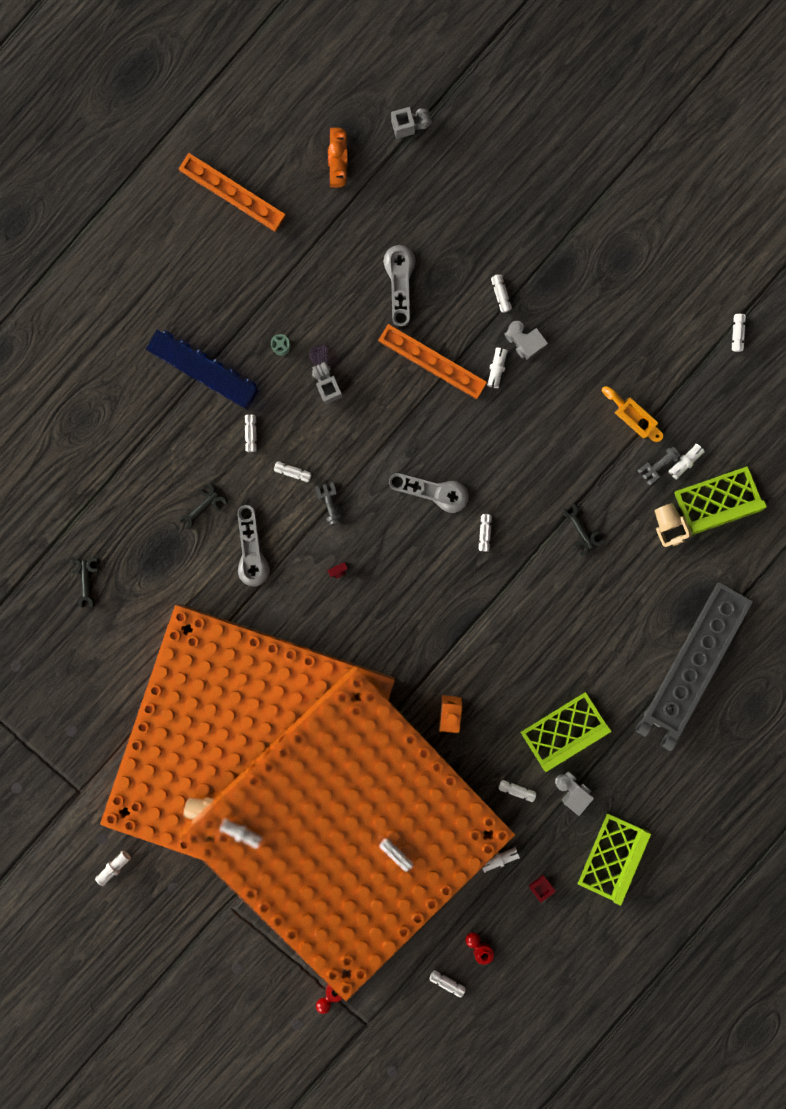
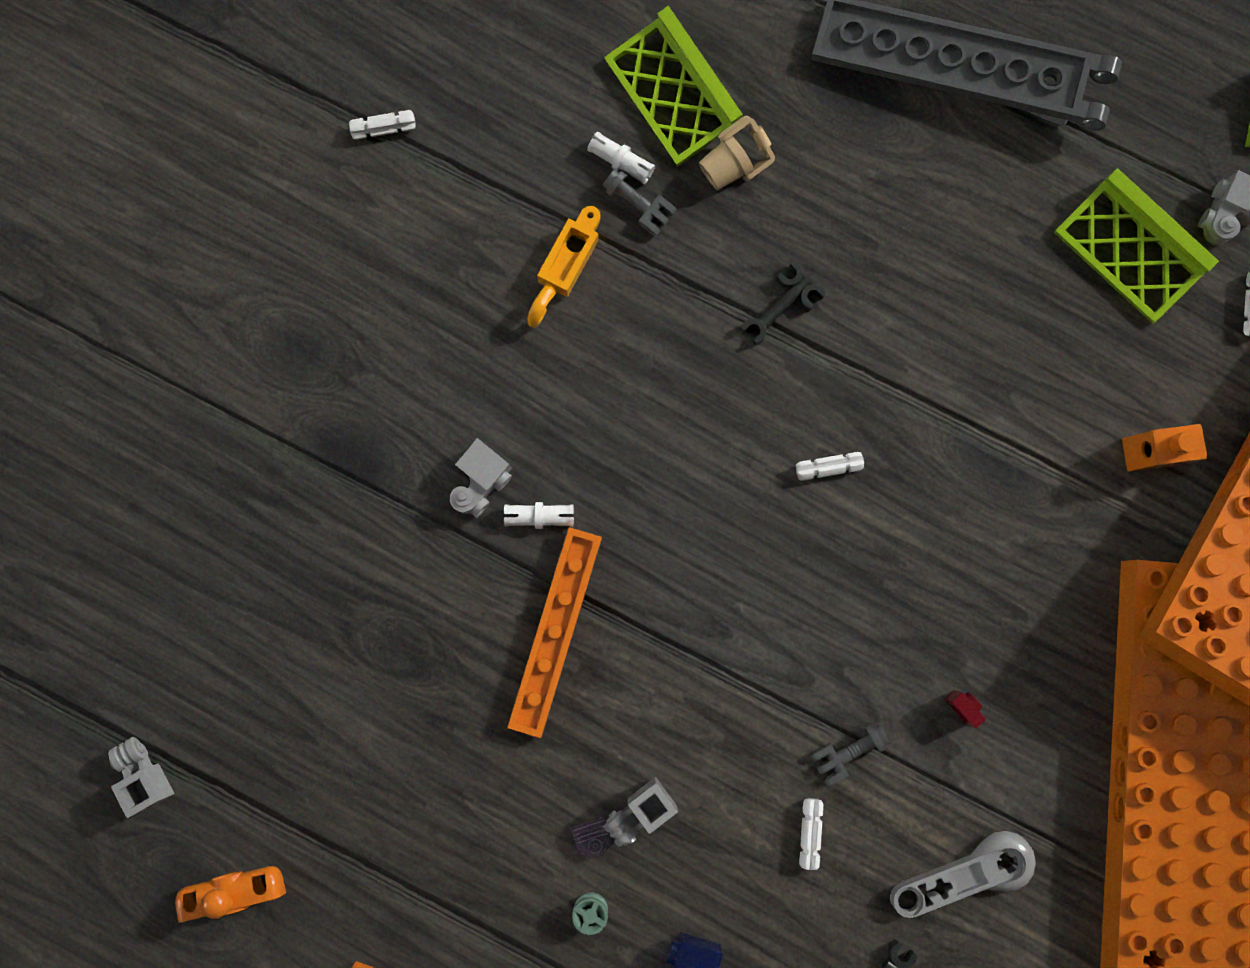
camera: 100 degrees left, 5 degrees down
(250, 433) = (761, 928): white axle -> none
(400, 279) = (421, 725): light grey beam -> none
(436, 492) = (781, 570): light grey beam -> none
(501, 293) = (407, 540): white axle -> none

